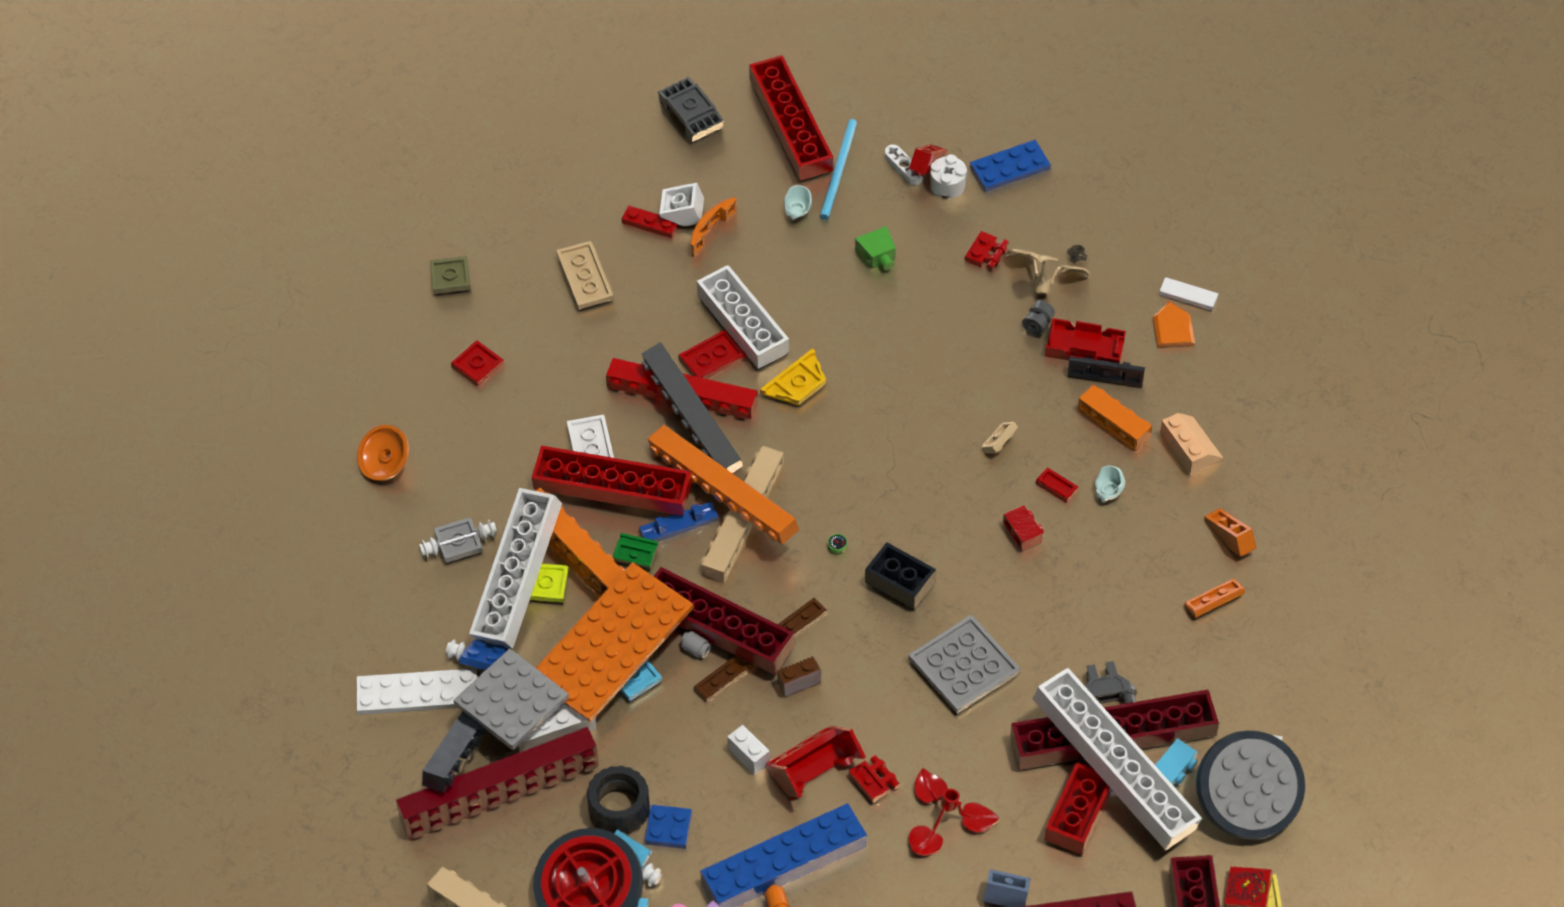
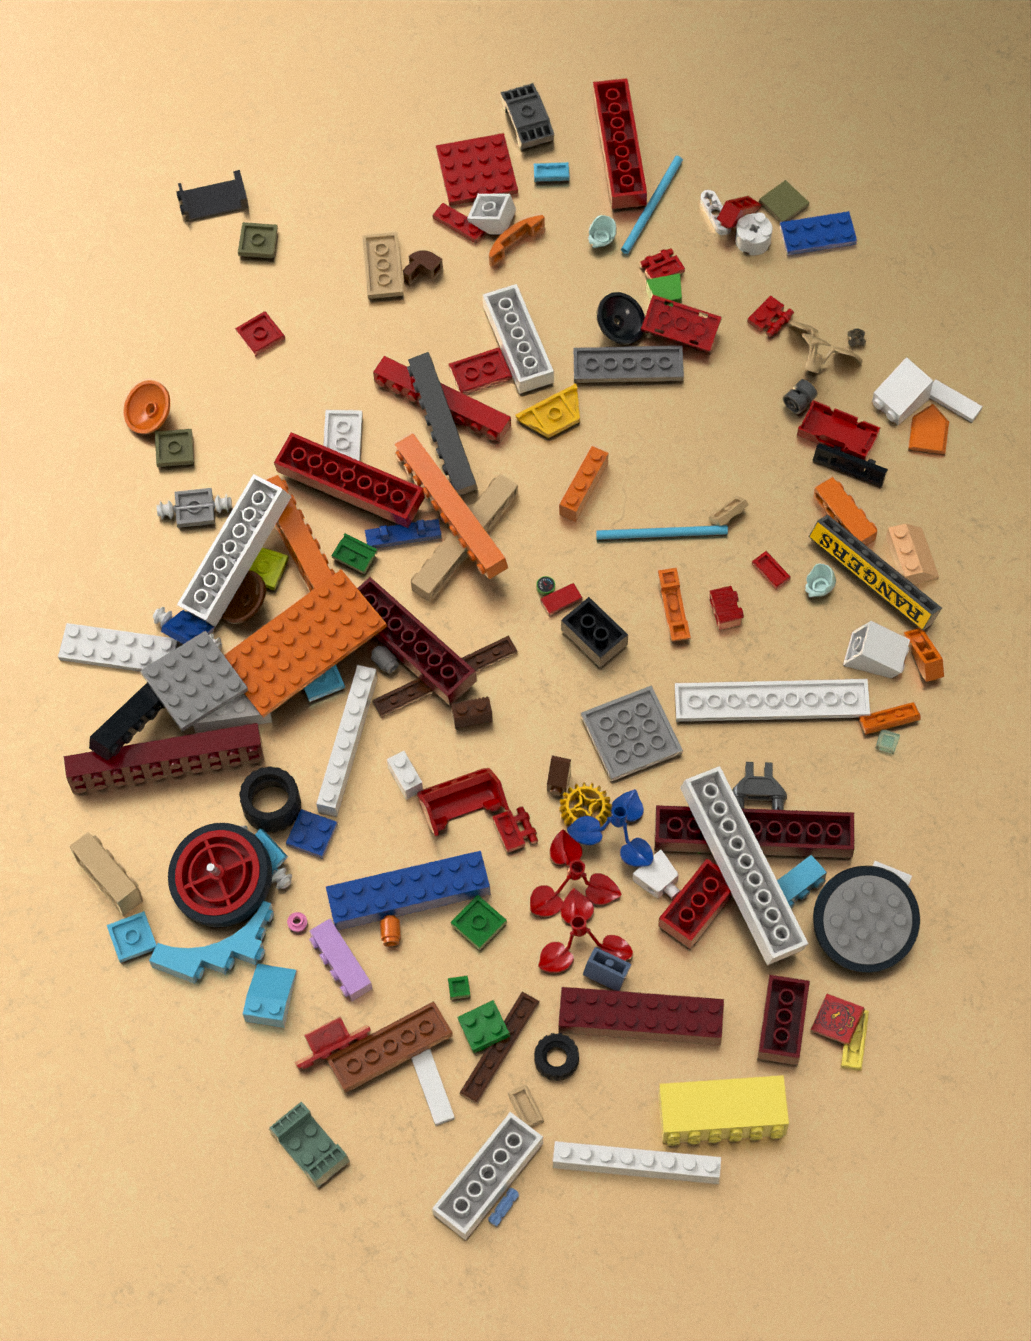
camera: 15 degrees right, 10 degrees up
(393, 245) = (213, 199): none -> black panel
(420, 487) = (174, 447): none -> olive plate
(539, 615) = (246, 600): none -> reddish brown dish
(626, 265) = (422, 263): none -> reddish brown brick
(652, 166) = (476, 168): none -> red plate
(680, 729) = (347, 741): none -> white brick
(729, 156) = (551, 171): none -> medium azure plate
(840, 278) = (626, 314): none -> black dish
(848, 440) = (583, 484): none -> orange brick
(856, 553) = (561, 599): none -> red tile
(859, 320) = (628, 364): none -> flat silver plate
(863, 874) = (478, 922): none -> green plate
(870, 223) = (667, 267): none -> red plate
(902, 271) = (681, 323): none -> red piece
(905, 716) = (559, 775): none -> reddish brown slope
(938, 470) = (661, 532): none -> medium azure piece
(941, 735) = (599, 800): none -> yellow gear
(958, 841) = (576, 911): none -> red plant
(968, 143) = (784, 202): none -> olive tile
(969, 535) = (673, 605): none -> orange slope
(979, 736) = (624, 808): none -> blue plant
(1031, 792) = (658, 877): none -> white torso
(1093, 604) = (772, 700): none -> white plate
(1138, 293) = (903, 392): none -> white slope
(1161, 465) = (875, 572): none -> brick
(1183, 537) = (877, 650): none -> white slope
(1218, 620) = (887, 741): none -> clear light blue tile

